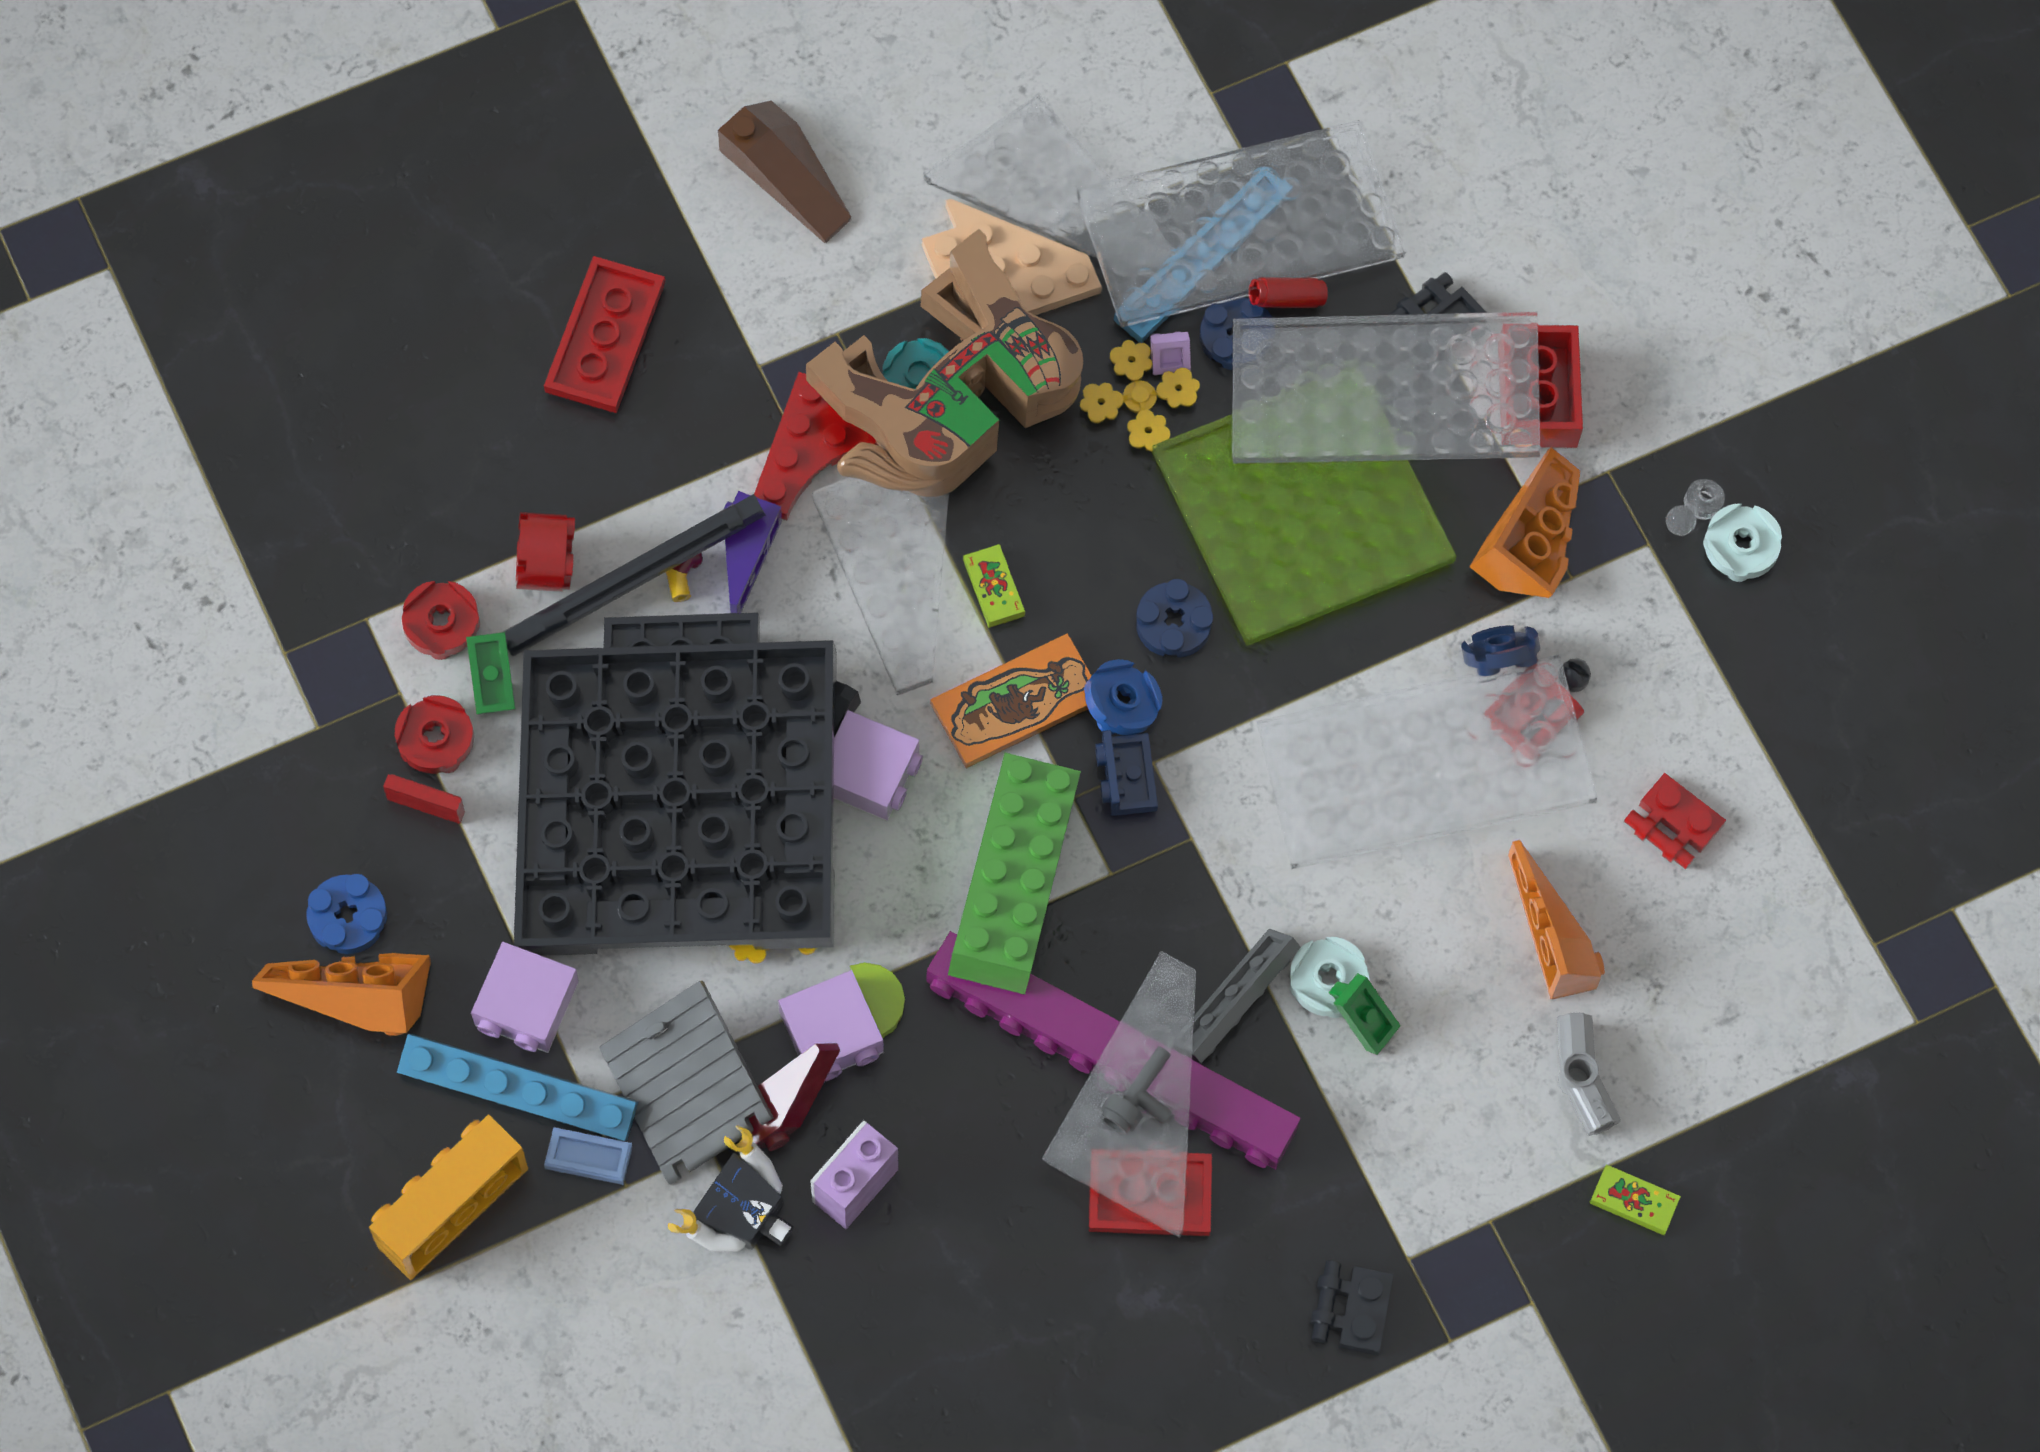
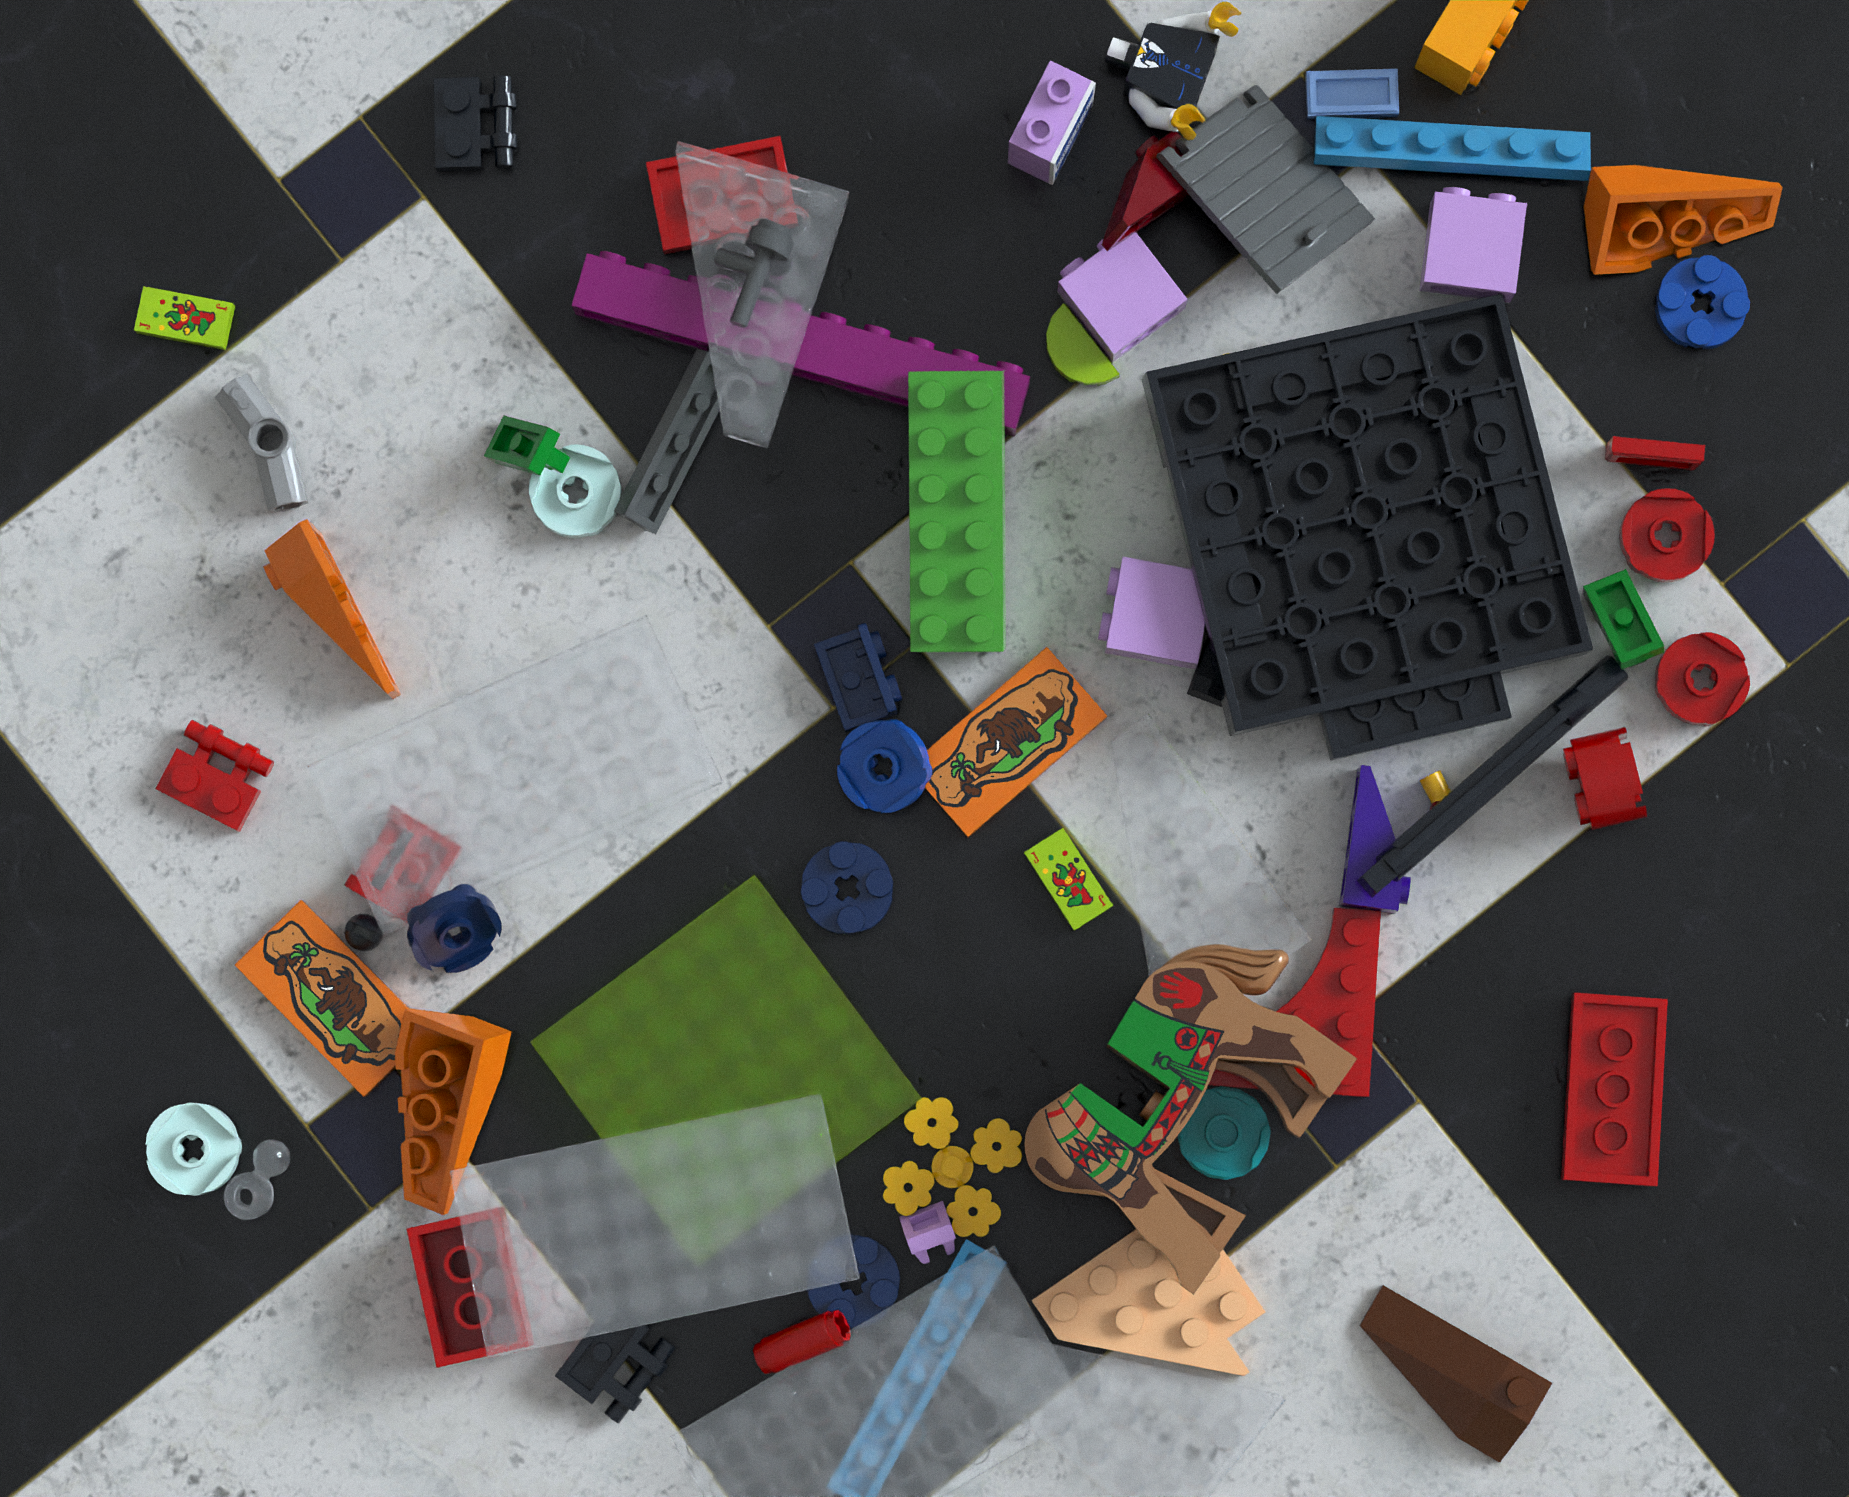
camera: 175 degrees right, 15 degrees up
(1611, 632) = (328, 996): none -> tile

